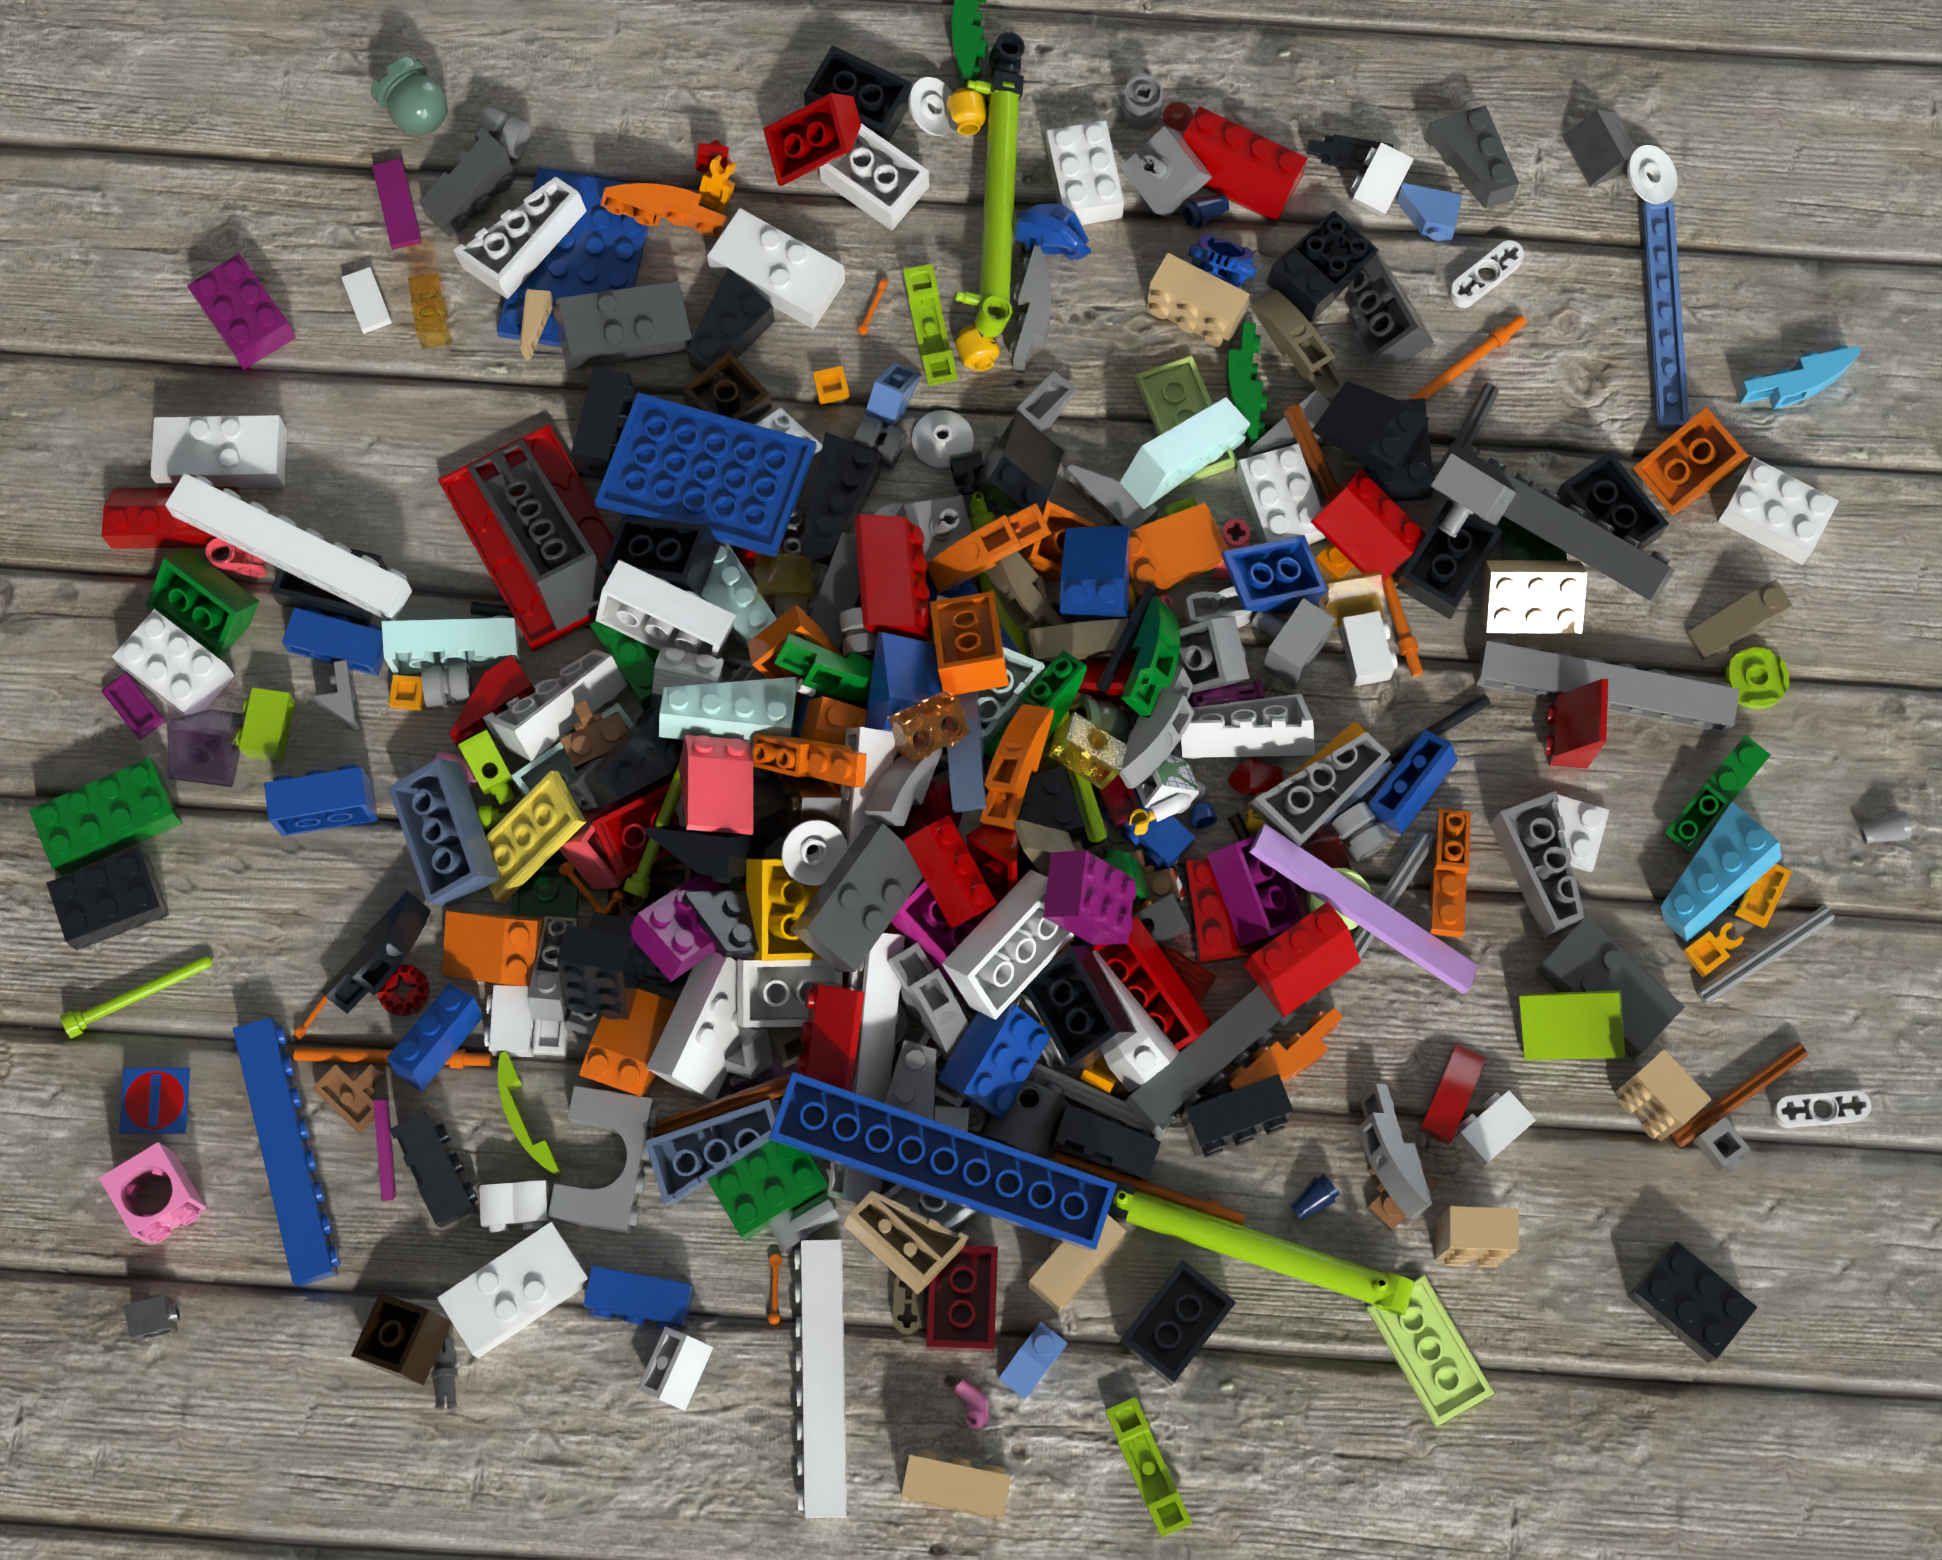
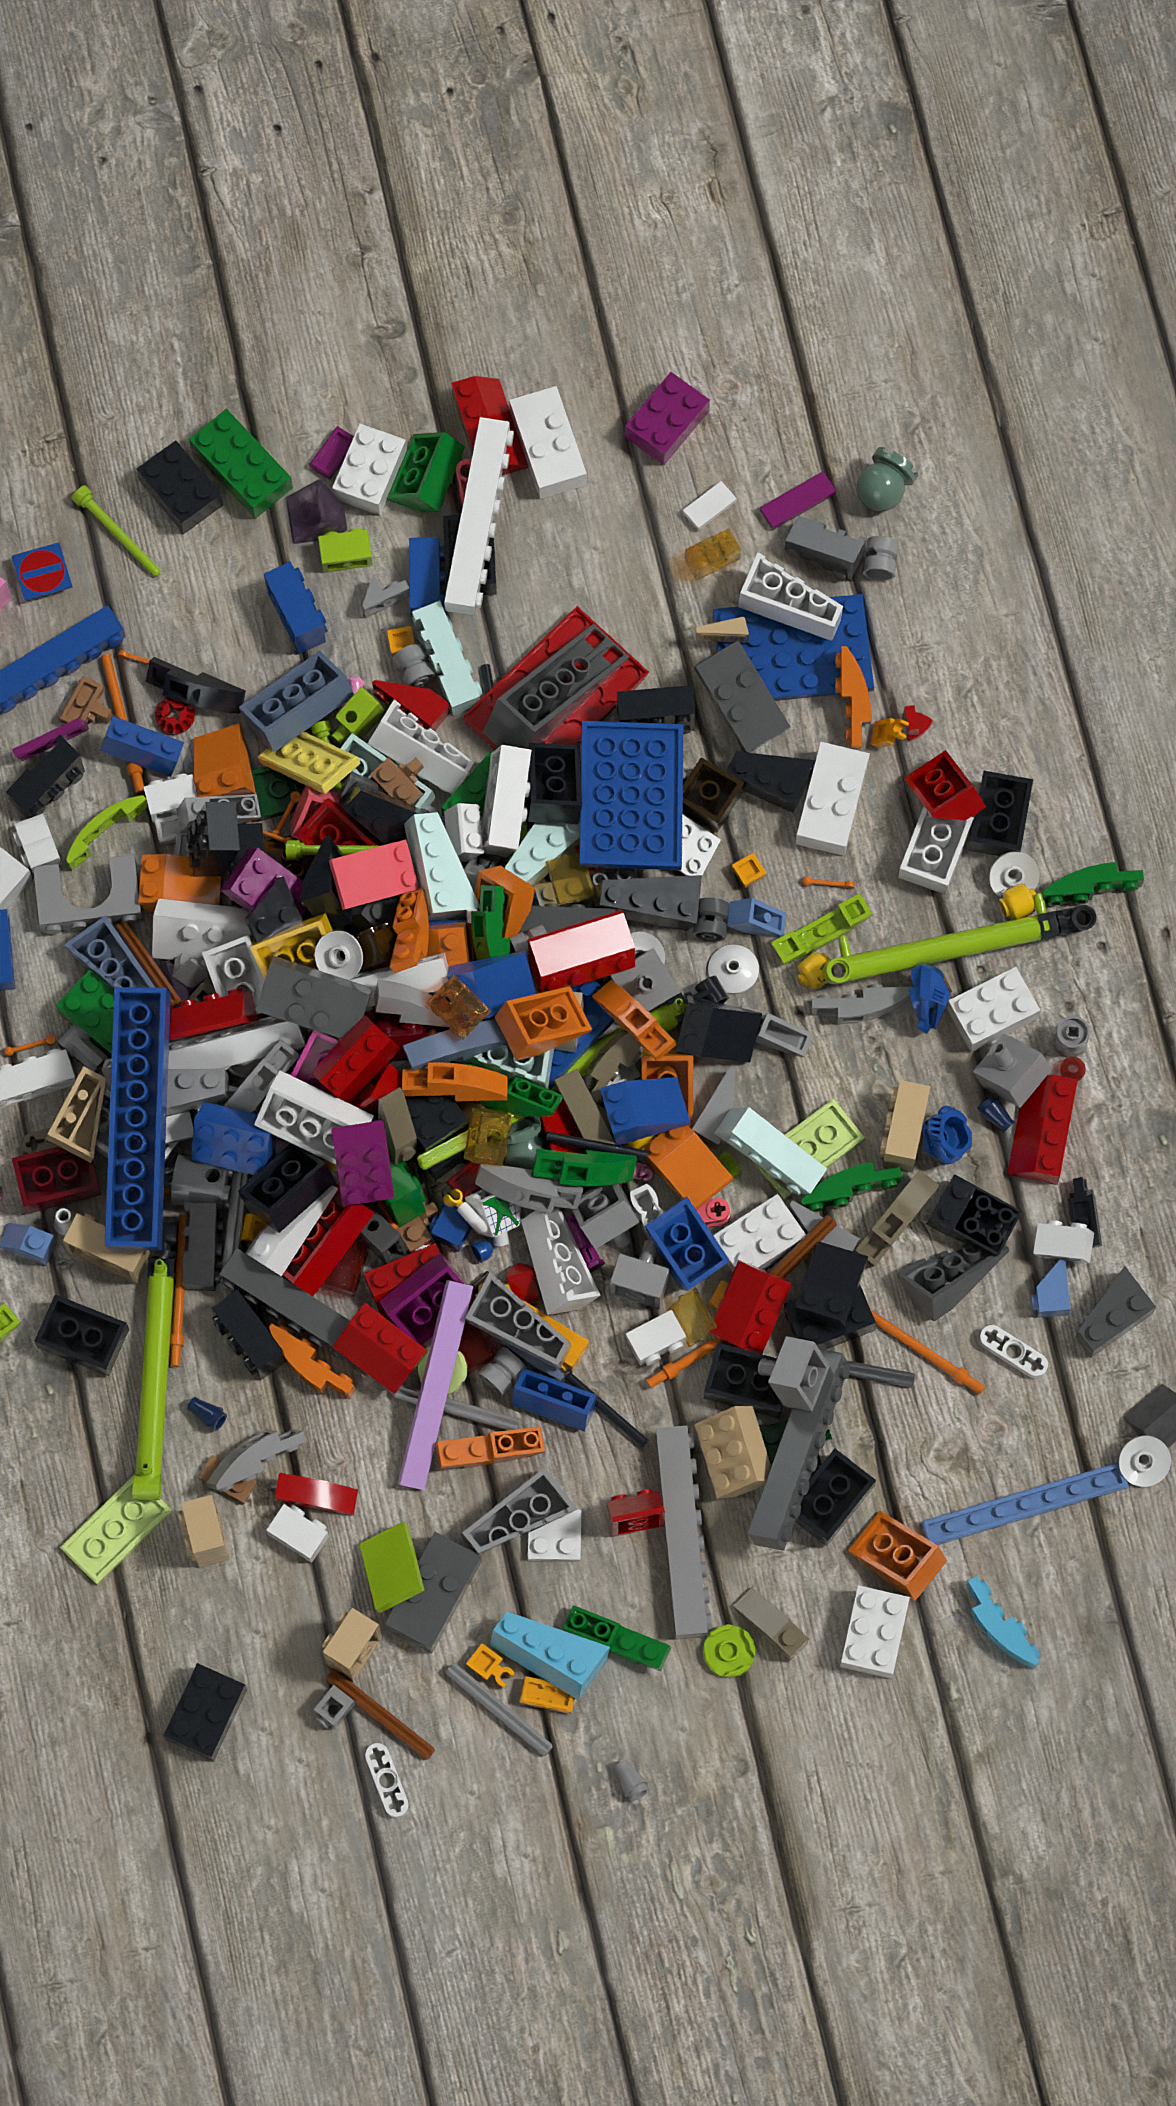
camera: 75 degrees right, 0 degrees up
(1020, 1314) = (63, 1226): none -> white cone

